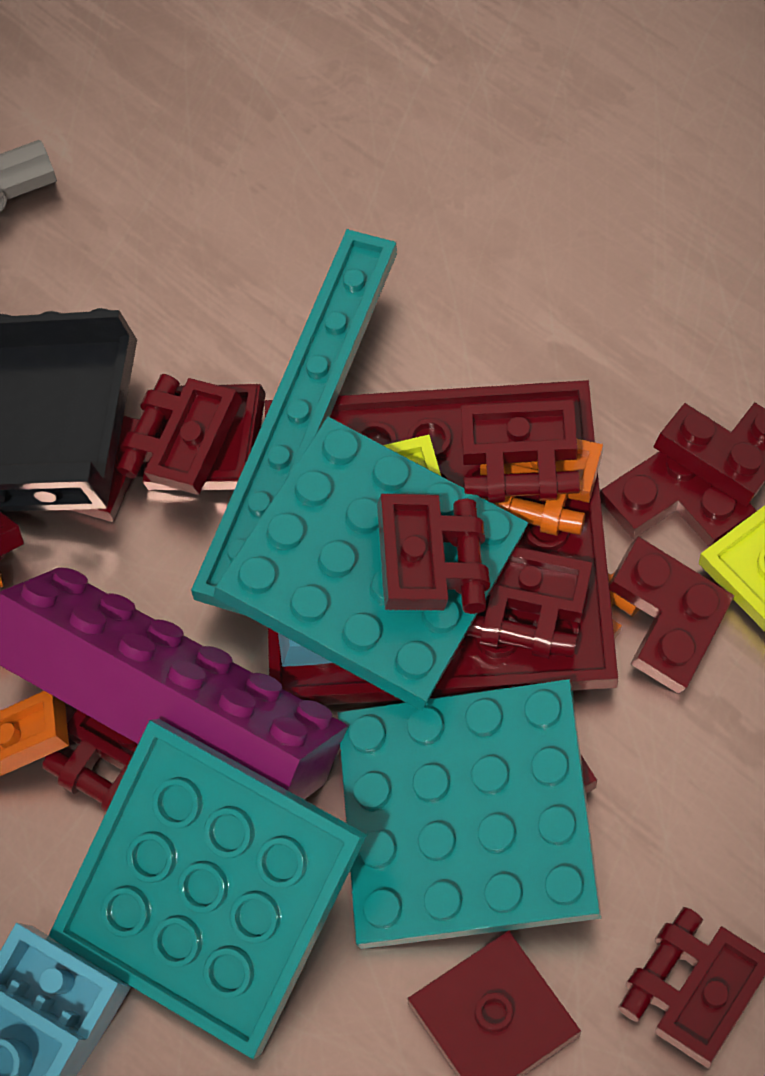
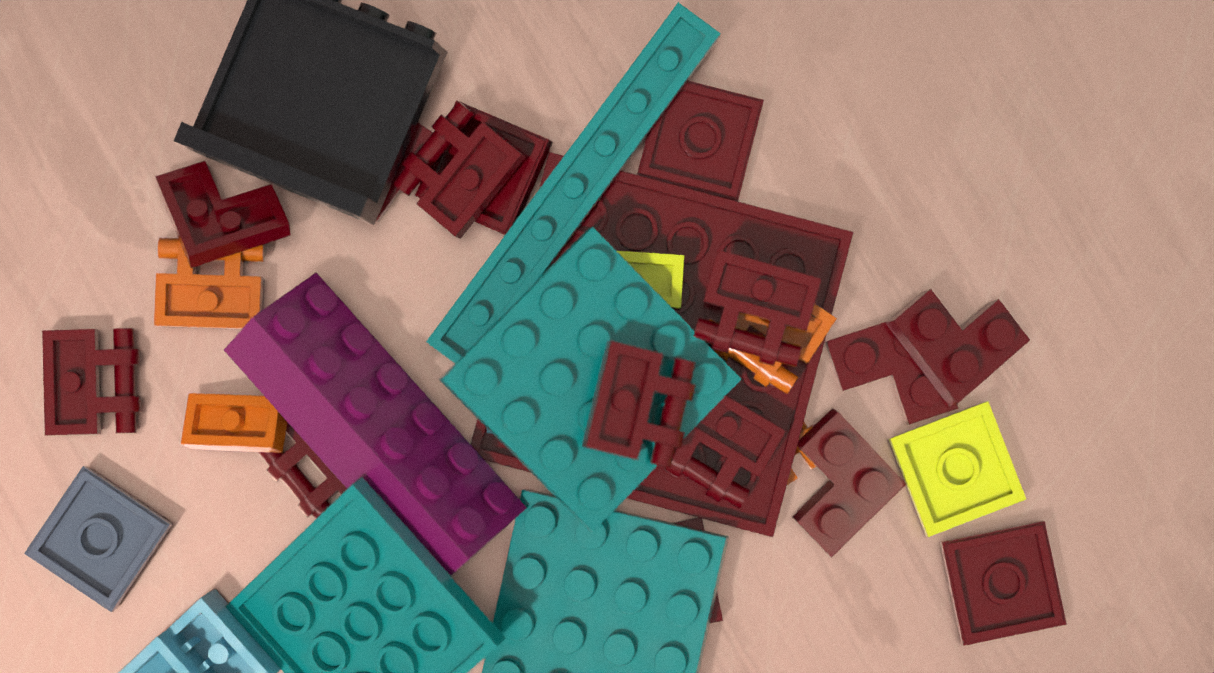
camera: 15 degrees right, 25 degrees up
(411, 349) = (703, 140): none -> dark red plate

